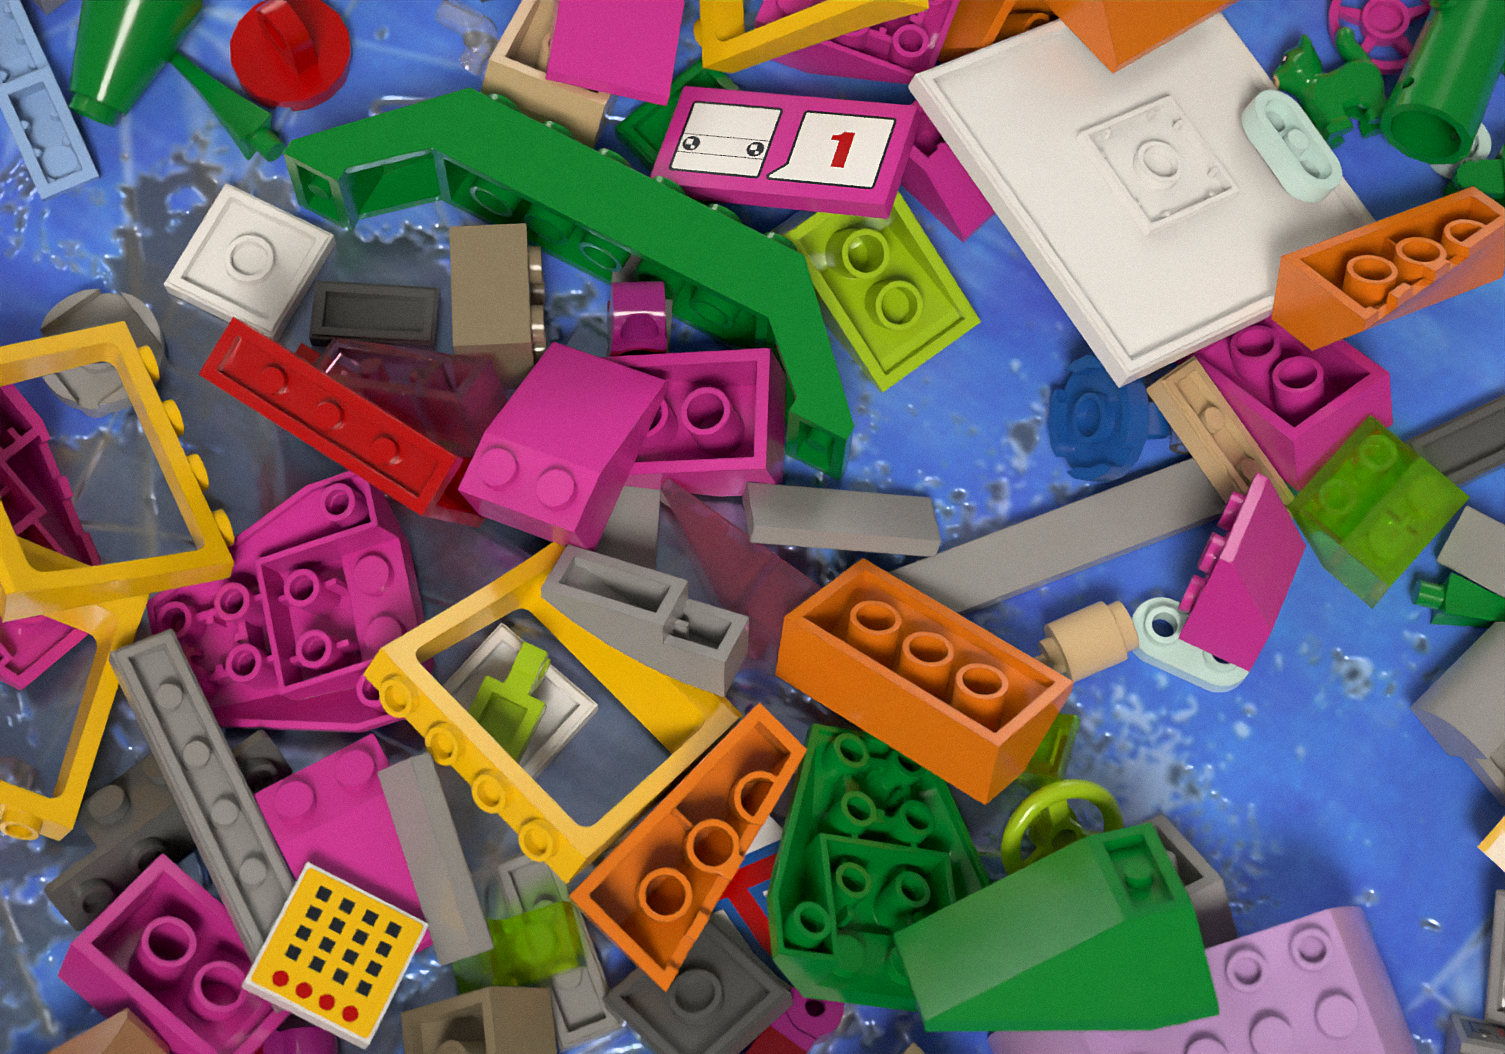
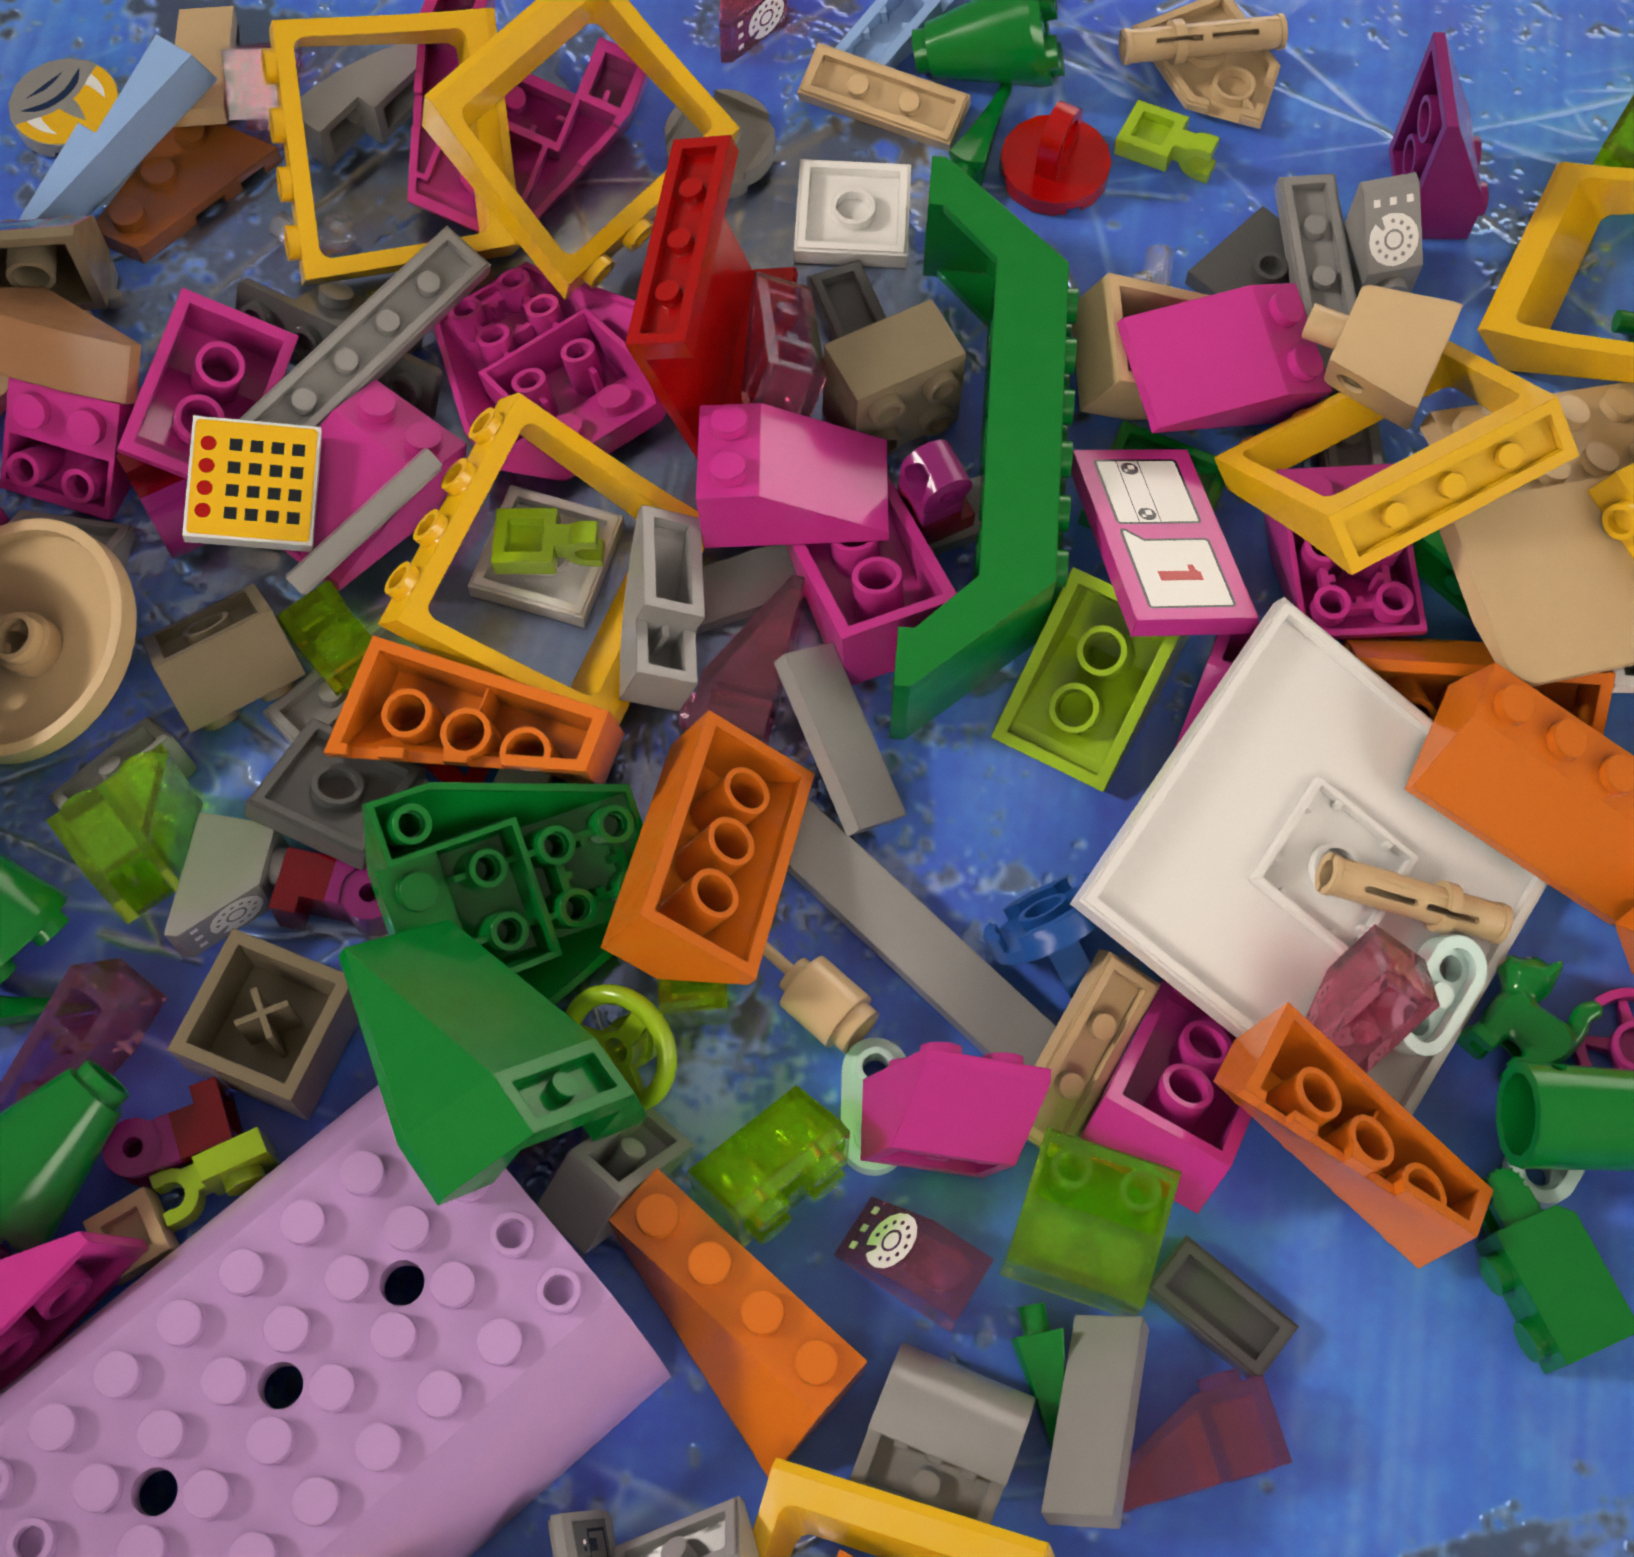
camera: 70 degrees right, 5 degrees down
(128, 172) = (884, 97): none -> tan tile
(1221, 102) = (1438, 905): none -> tan pin
(1226, 746) = (772, 1166): none -> clear neon green slope
(1288, 192) = (1373, 997): none -> clear pink slope
(1346, 667) = (915, 1260): none -> clear pink slope
(1358, 832) = (745, 1330): none -> orange wedge

